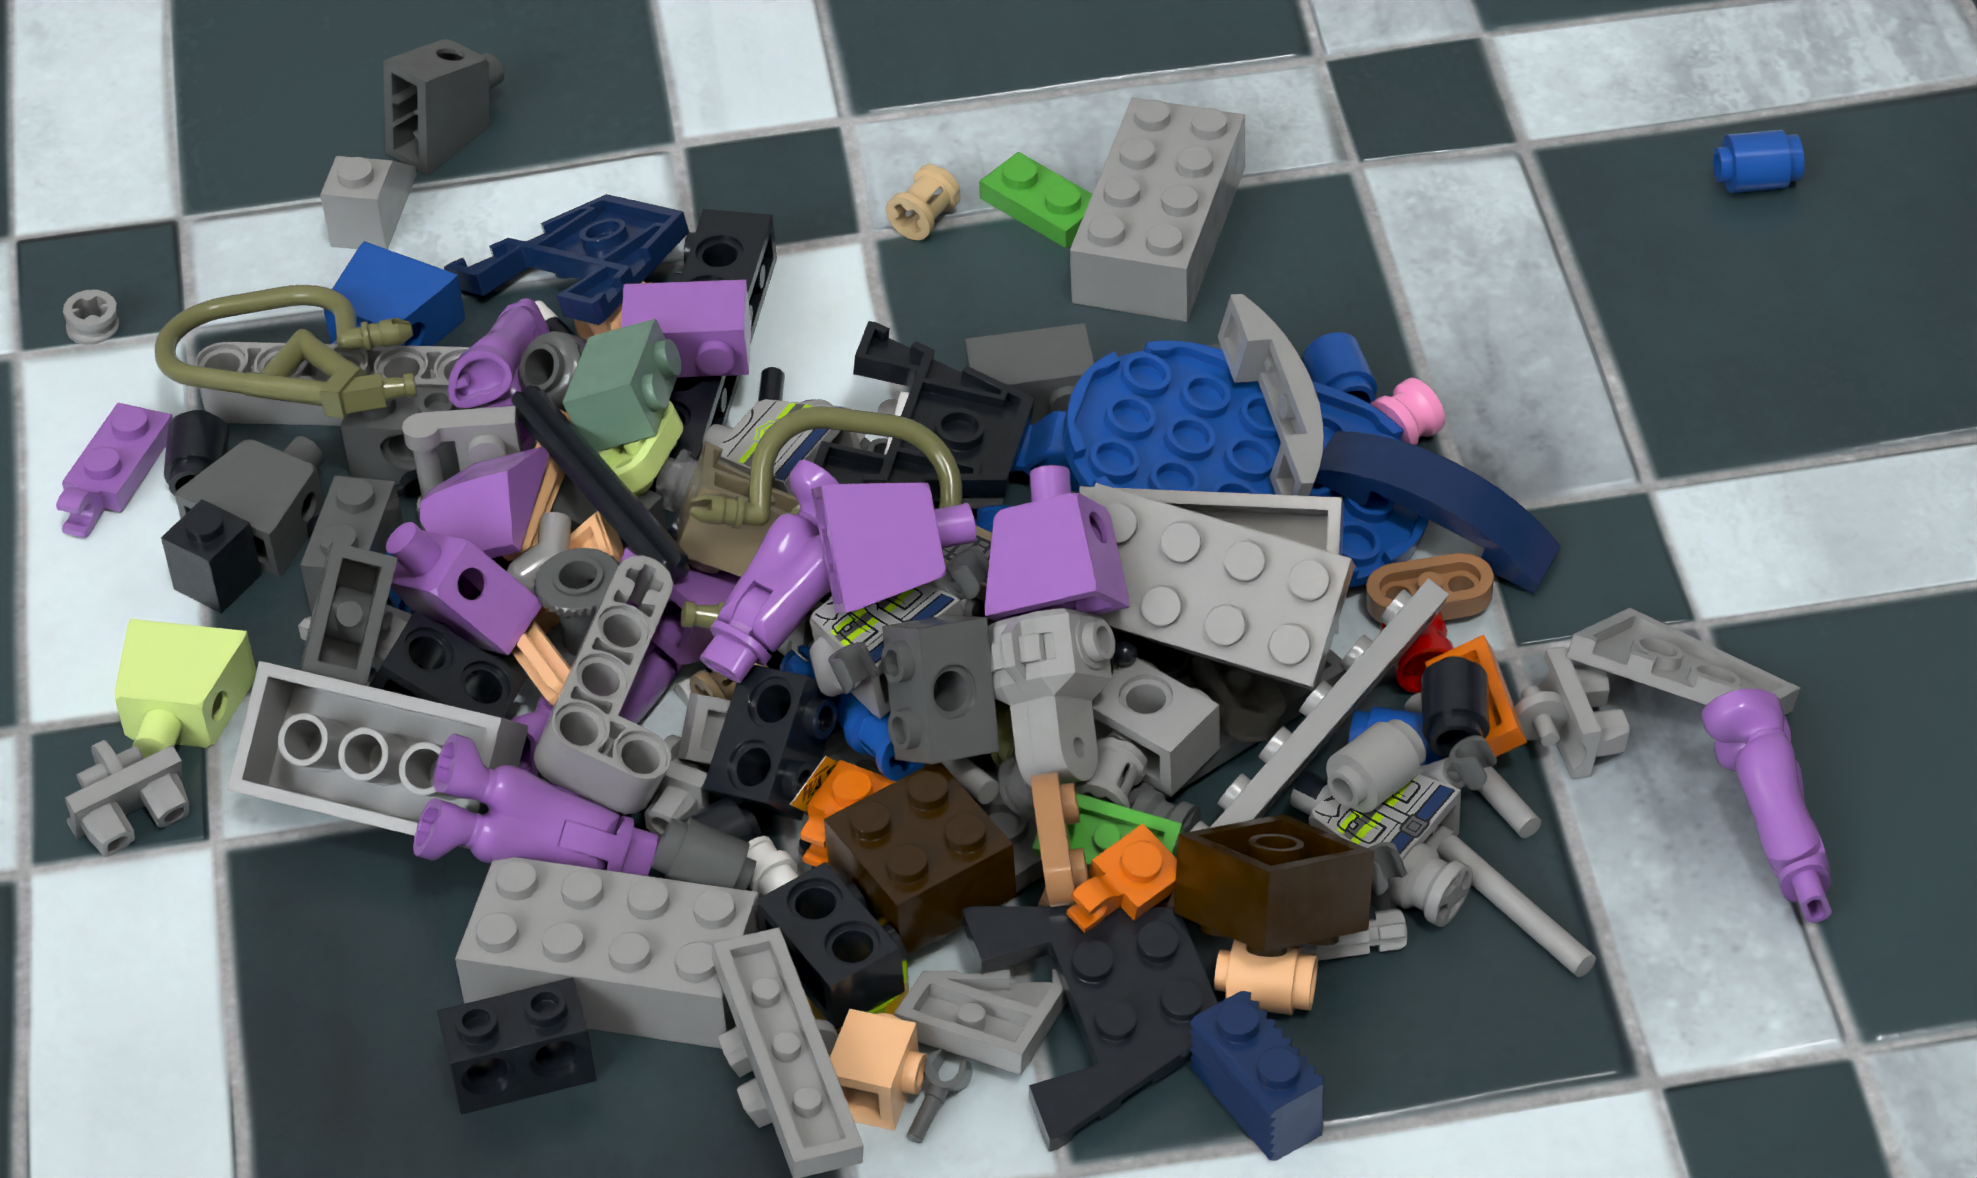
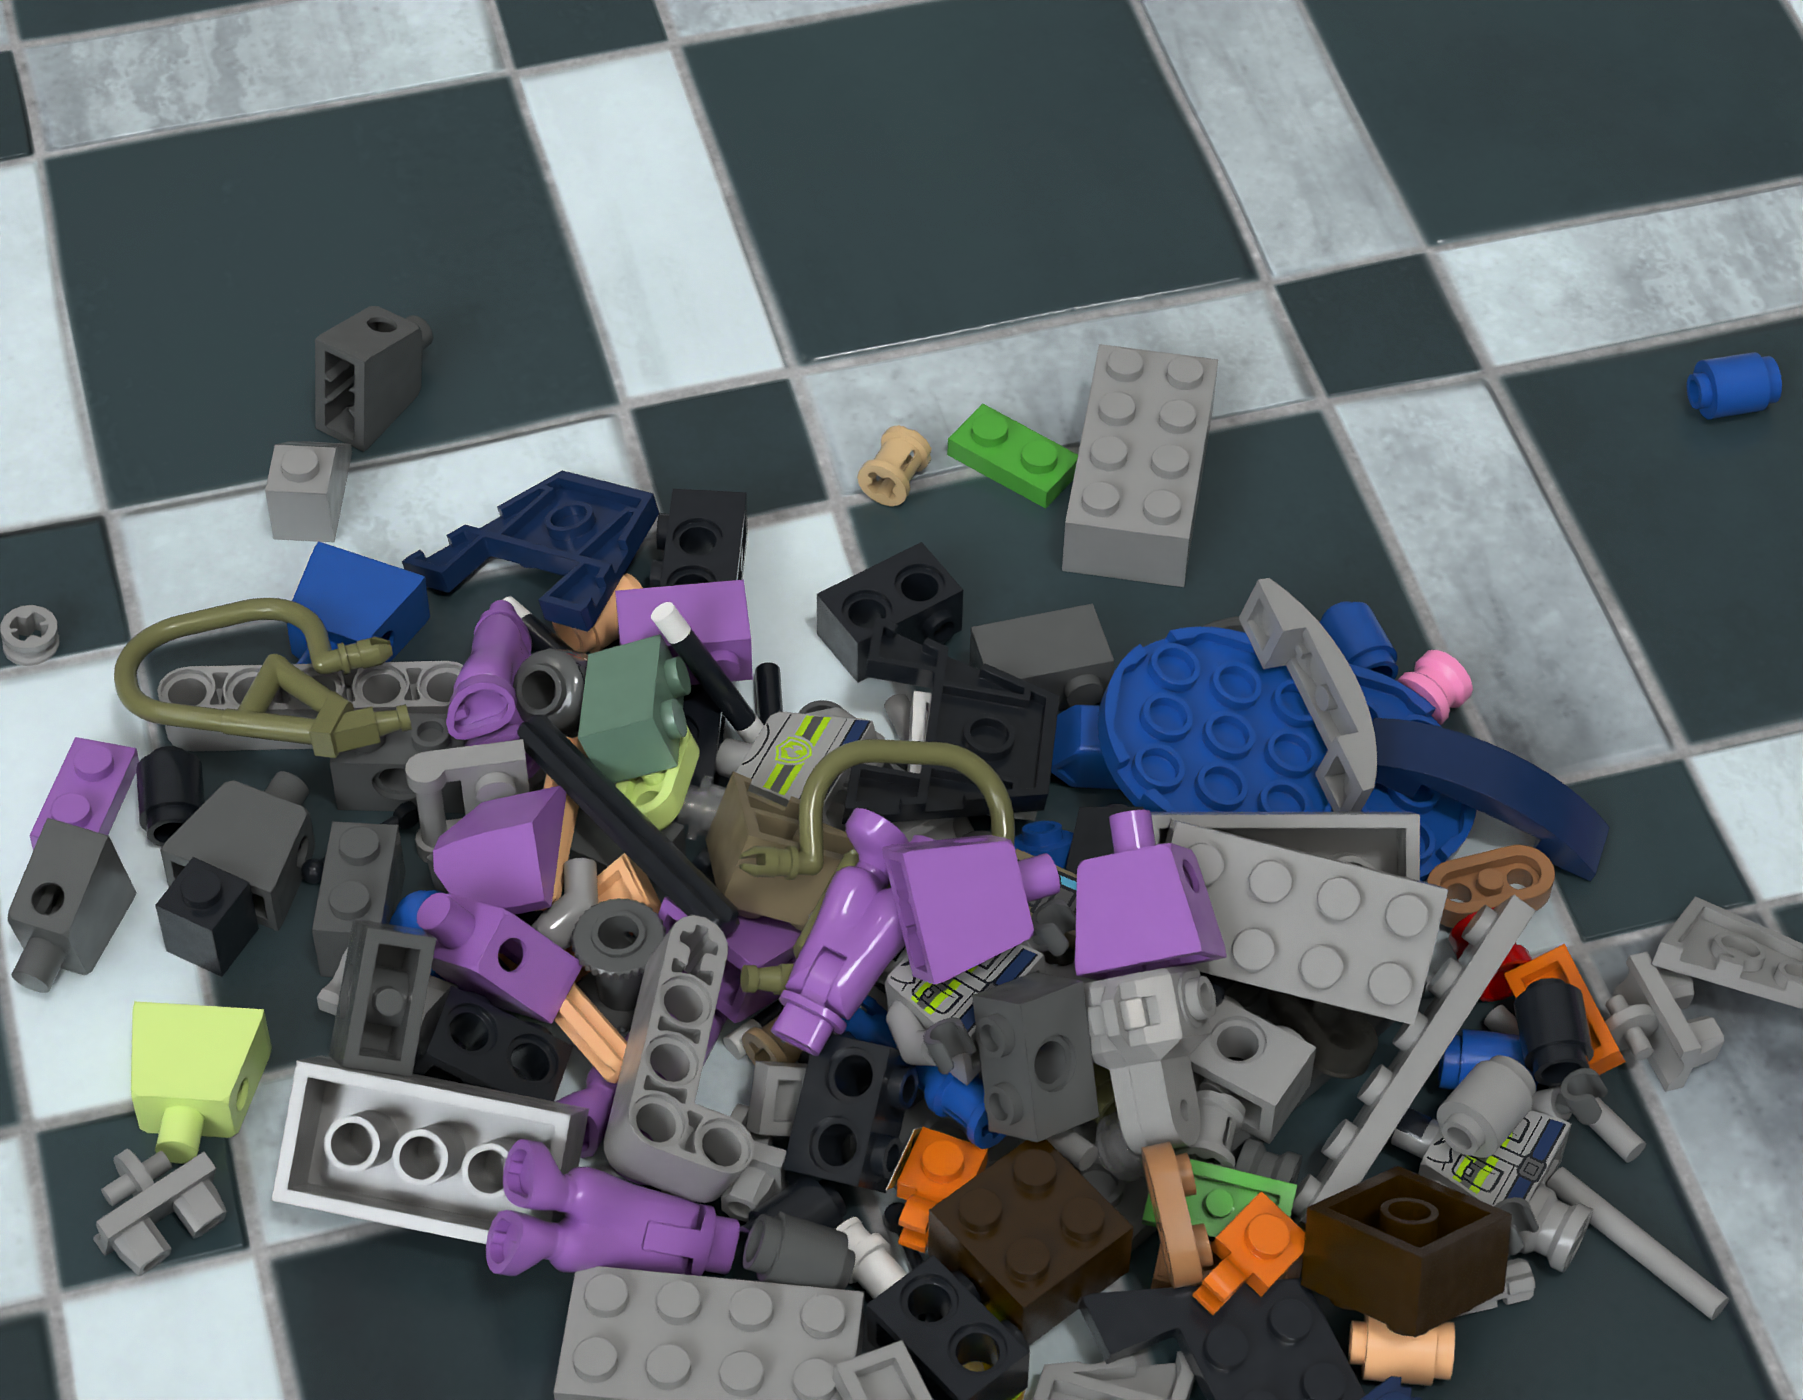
camera: 10 degrees left, 5 degrees up
(84, 535) = (67, 904): none -> dark grey torso
(697, 354) = (707, 671): none -> black bar
(914, 308) = (903, 589): none -> black brick

